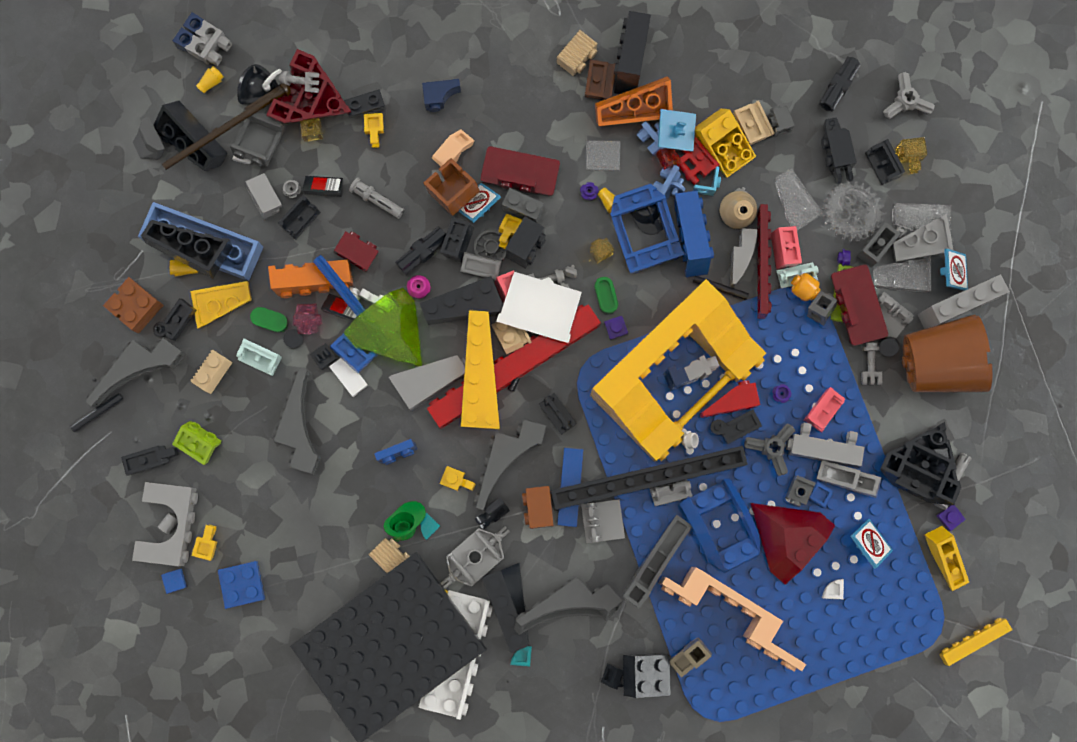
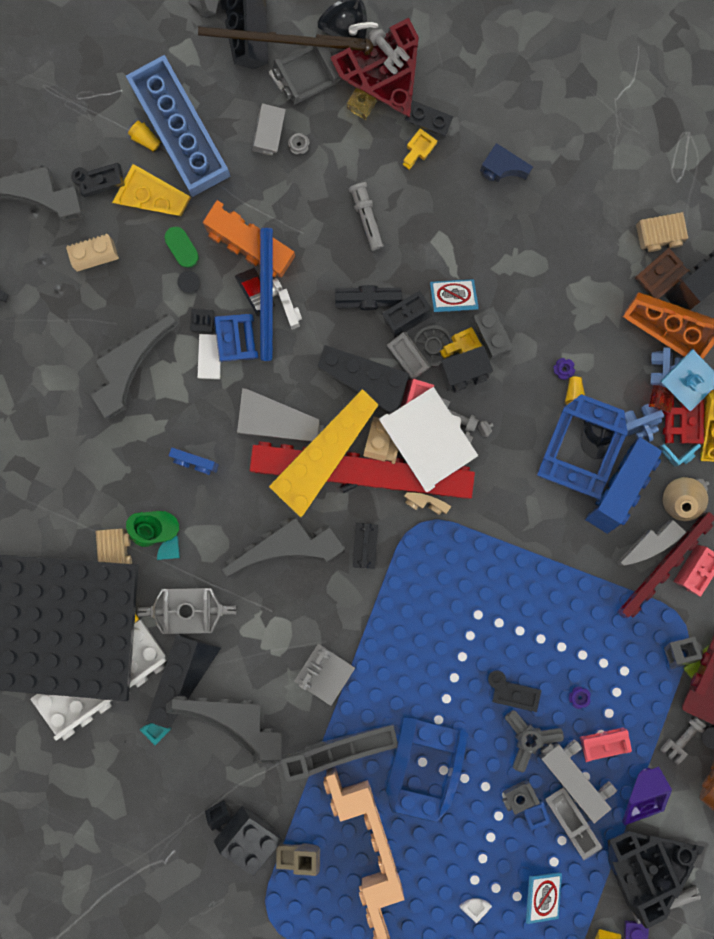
camera: 40 degrees right, 5 degrees up
(133, 305) = (72, 135): dark orange piece -> none
(191, 248) = (163, 128): black wedge -> none
(196, 442) = (29, 304): lime bracket -> none
(258, 357) = (144, 273): light aqua hinge -> none
(299, 217) = (283, 176): black hinge -> none
(307, 318) = (214, 275): clear pink brick -> none
(323, 186) = (329, 164): slope -> none
(356, 251) = (308, 249): dark red brick -> none
(389, 328) = (280, 344): clear neon green wedge -> none
(418, 292) = (331, 331): dark pink plate -> none
(453, 147) = (473, 226): light nougat slope -> none
(454, 191) = (442, 266): dark orange piece -> none
(454, 479) = (225, 527): yellow plate -> none
(493, 513) = (235, 585): black plate -> none
(520, 171) = (517, 298): dark red bracket -> none
(539, 507) = (276, 616): dark orange piece -> none
(567, 353) = (419, 500): none -> tan slope
(570, 476) = (321, 620): blue tile -> none
(601, 249) = (529, 431): clear yellow plate -> none
(603, 155) = (604, 346): clear piece -> none
(606, 295) = (499, 476): green tile -> none
(616, 327) = (482, 512): dark purple plate -> none
(649, 478) = (396, 673): black brick -> none
(671, 492) = (405, 701): light grey hinge -> none
(690, 440) = (461, 669): white plate -> none
(696, 369) = (516, 612): hips -> none
(715, 328) = (570, 598): yellow brick -> none
(723, 288) = (608, 556): black bar -> none
(739, 398) = (533, 668): red slope -> none
(786, 275) = (687, 603): light aqua hinge -> none
(790, 537) = (477, 830): dark red wedge -> none
(805, 287) = (684, 621): light orange head -> none
(880, 419) = (648, 796): none -> dark purple slope

